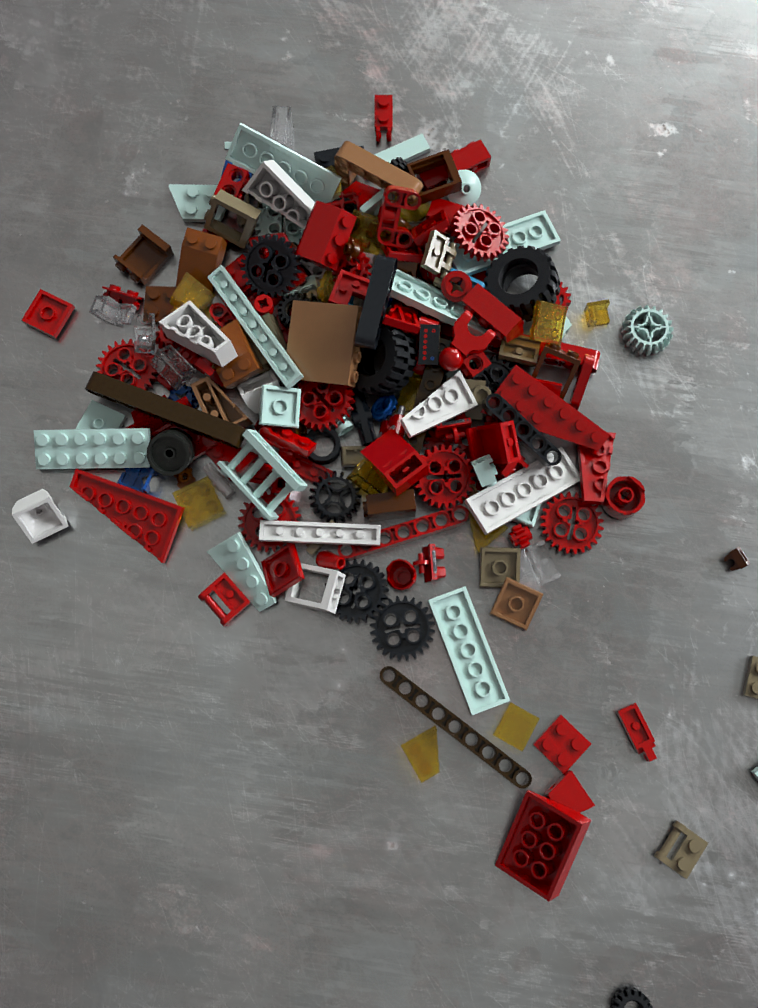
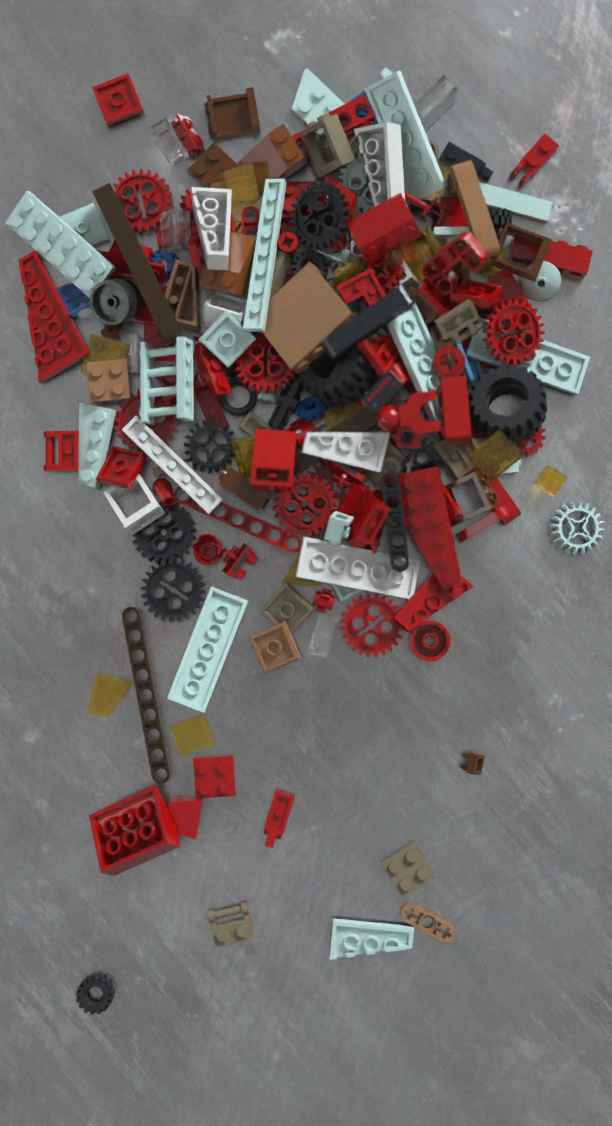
camera: 45 degrees right, 10 degrees up
(145, 334) = (176, 185): clear hinge -> none
(216, 515) = (108, 381): none -> medium nougat plate

